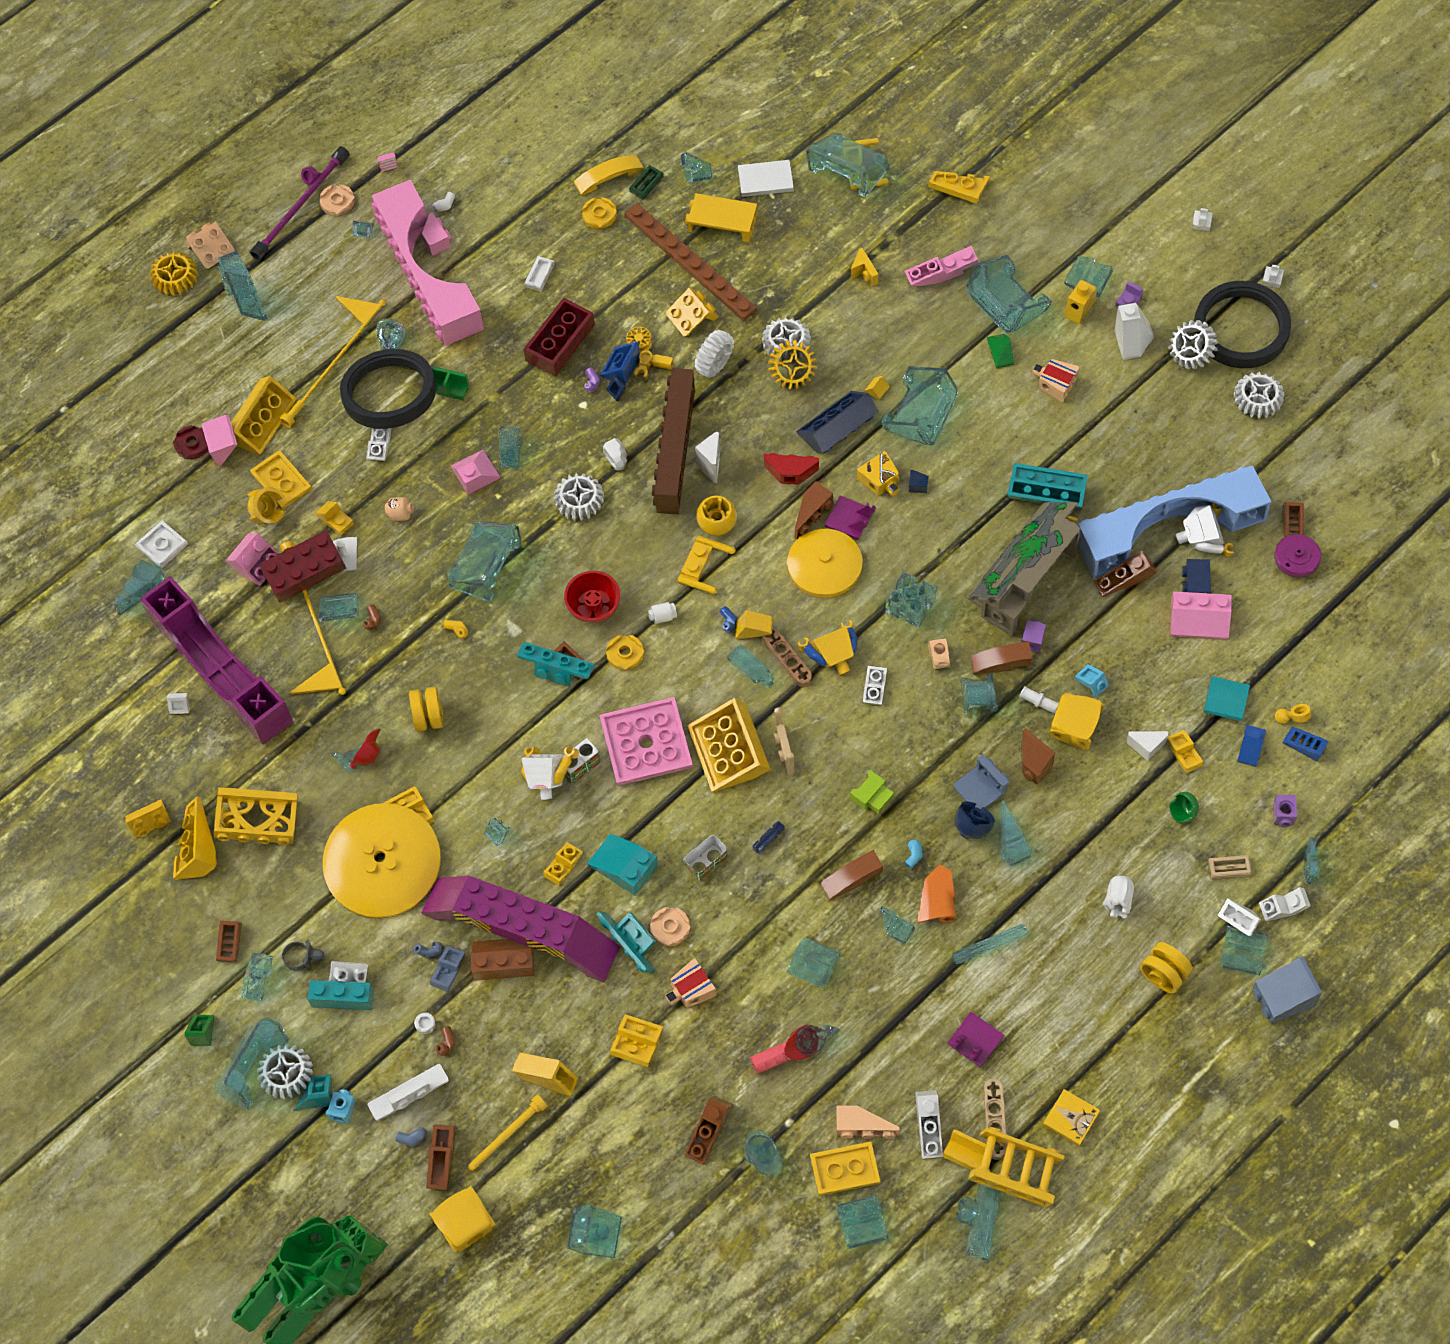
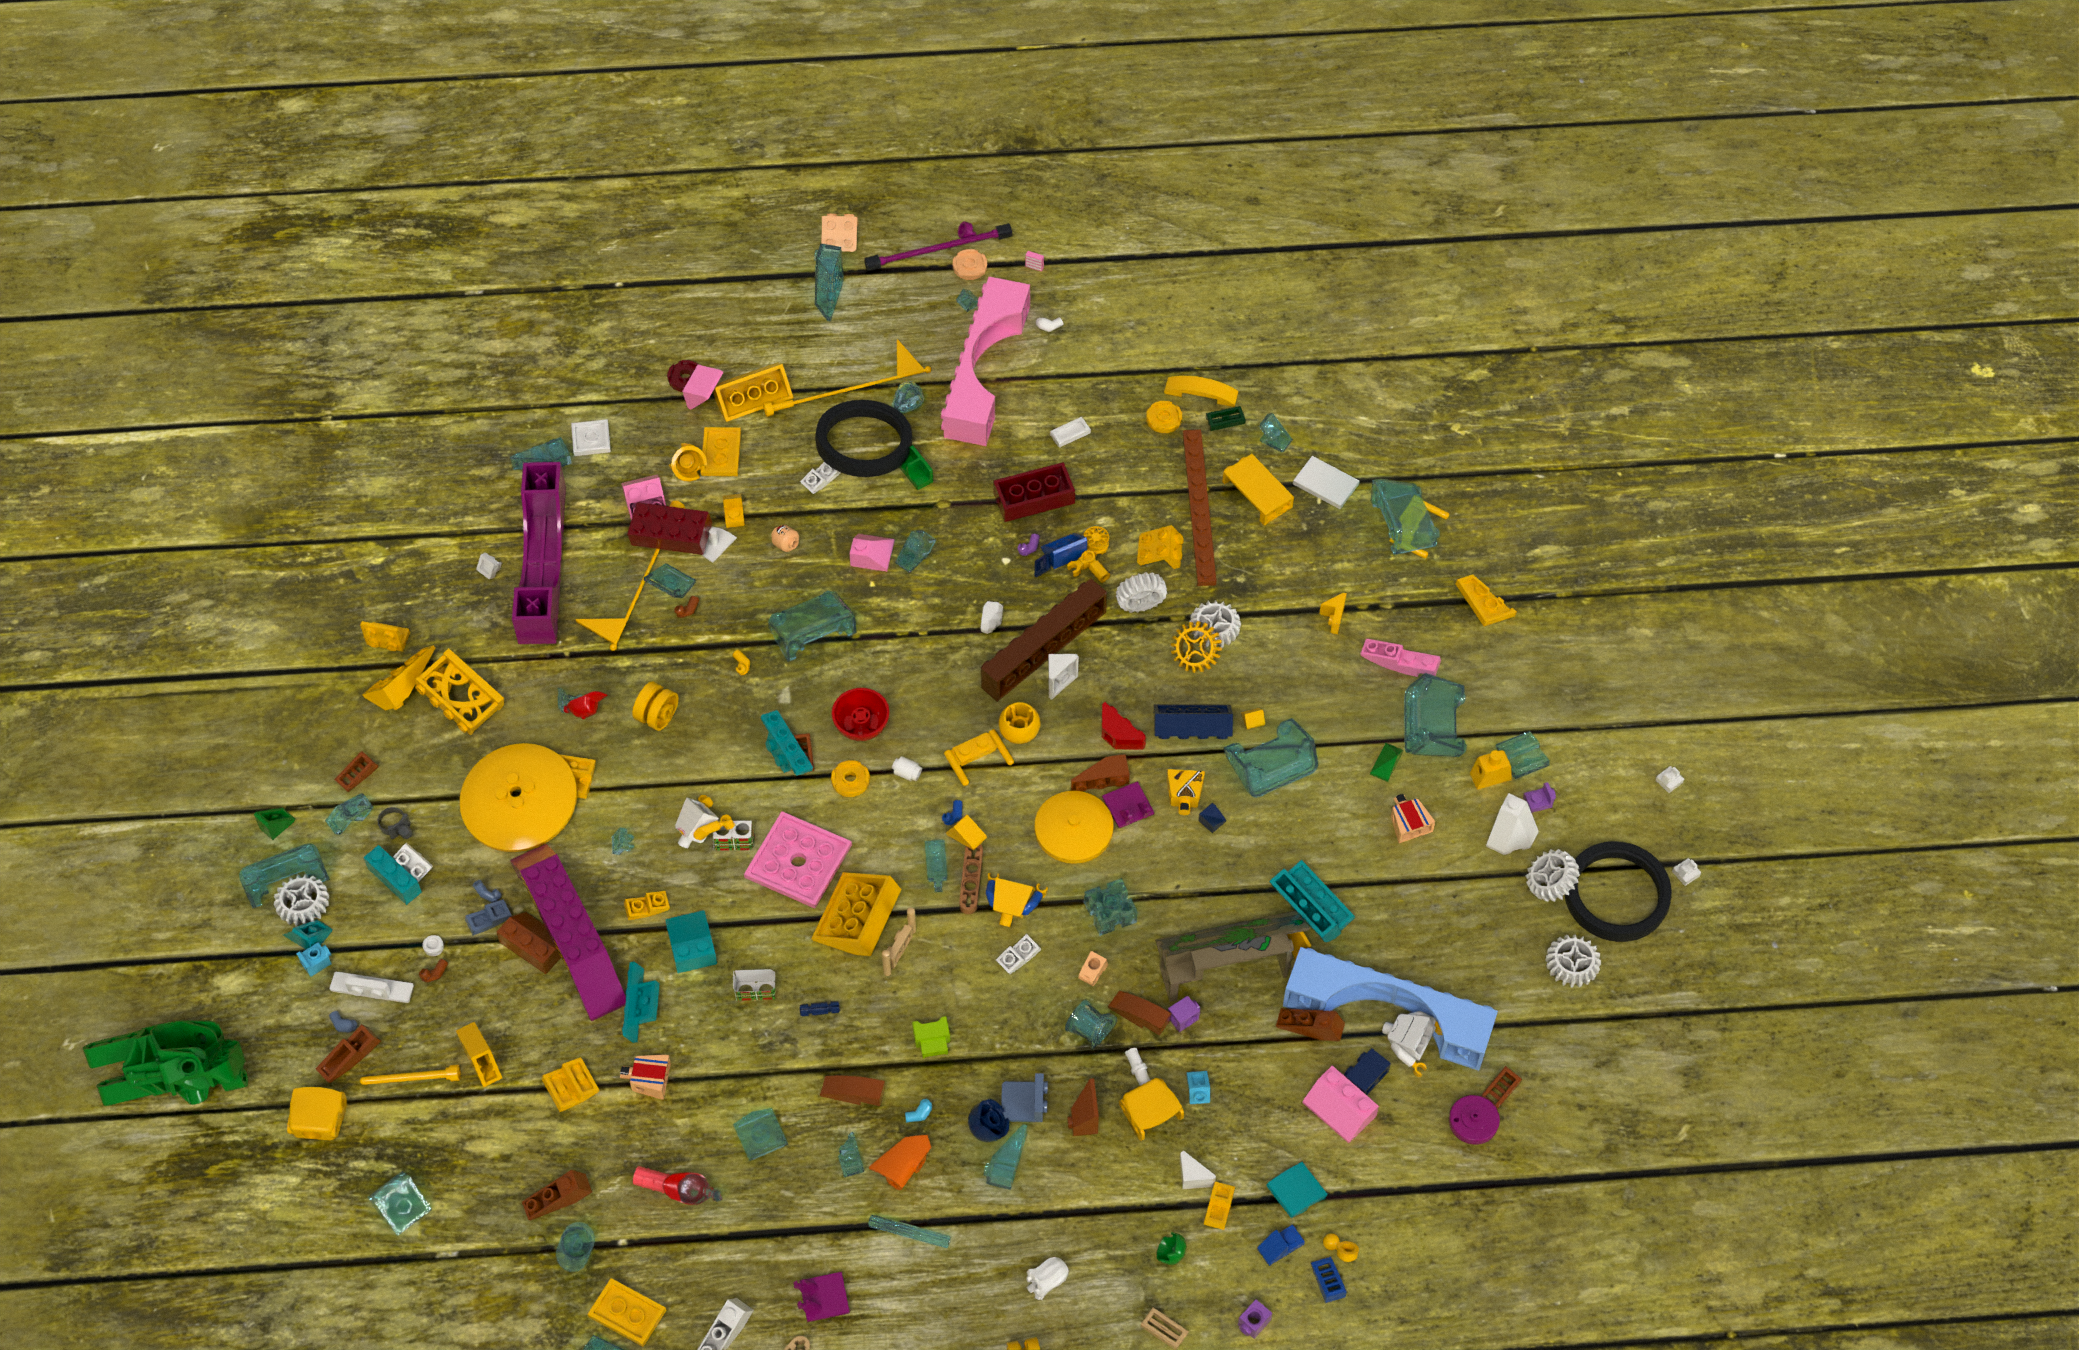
camera: 35 degrees right, 5 degrees down
(173, 273) = (792, 231): yellow gear -> none
(434, 236) = (1015, 343): bright pink slope -> none
(567, 496) = (928, 623): white gear -> none
(670, 926) = (679, 1017): light nougat tile -> none
(860, 1122) = (669, 1283): light nougat slope -> none

